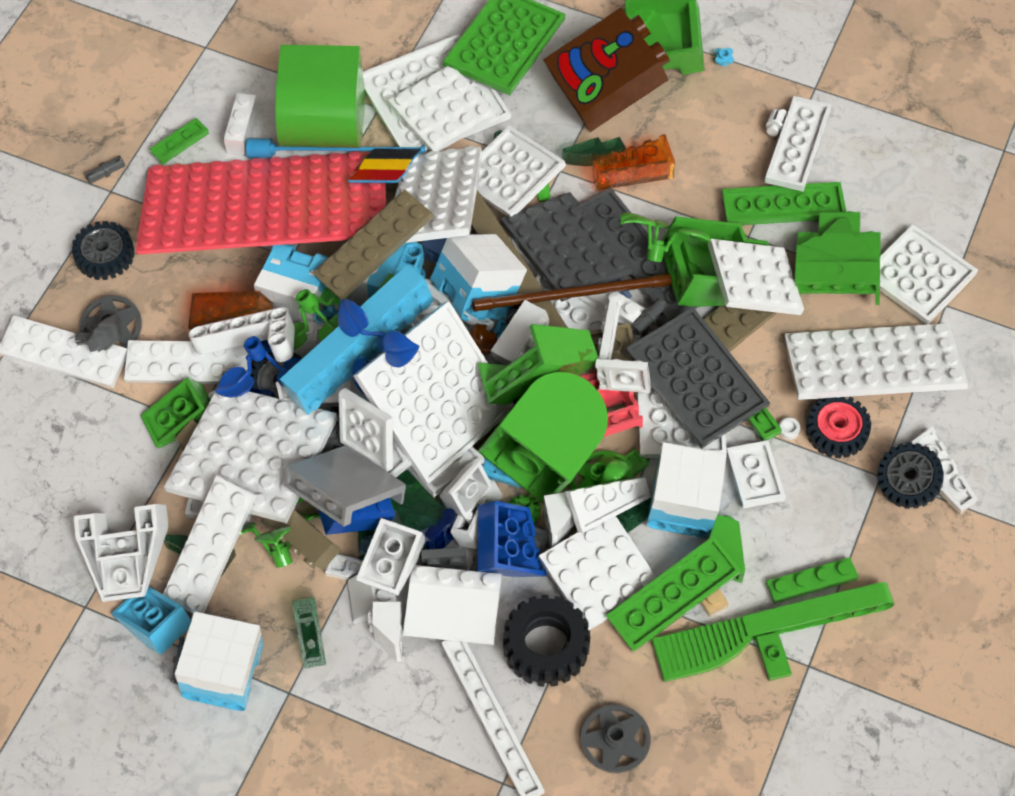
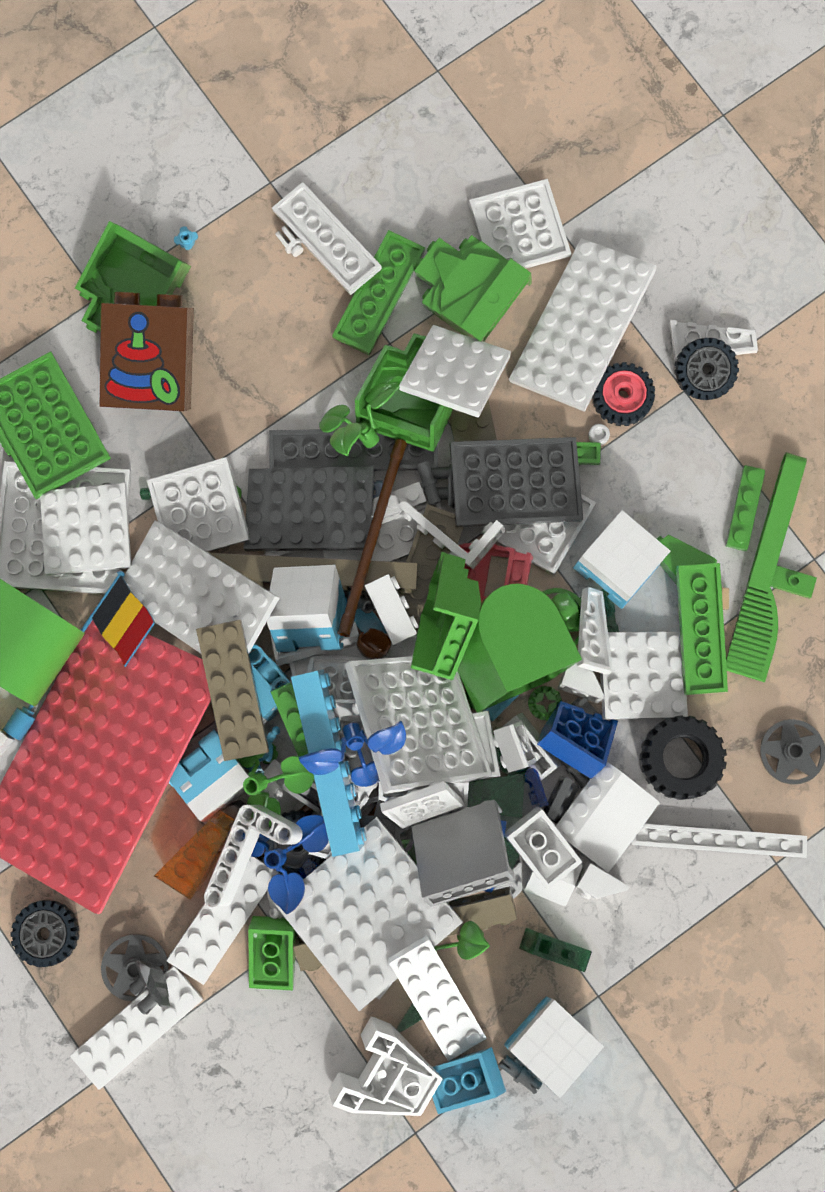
camera: 60 degrees left, 20 degrees up
(585, 152) = (221, 419): clear green slope -> none
(635, 165) = (261, 392): clear orange wedge -> none
(638, 462) = (554, 581): bright green tile -> none
(755, 474) = (627, 490): white plate -> none

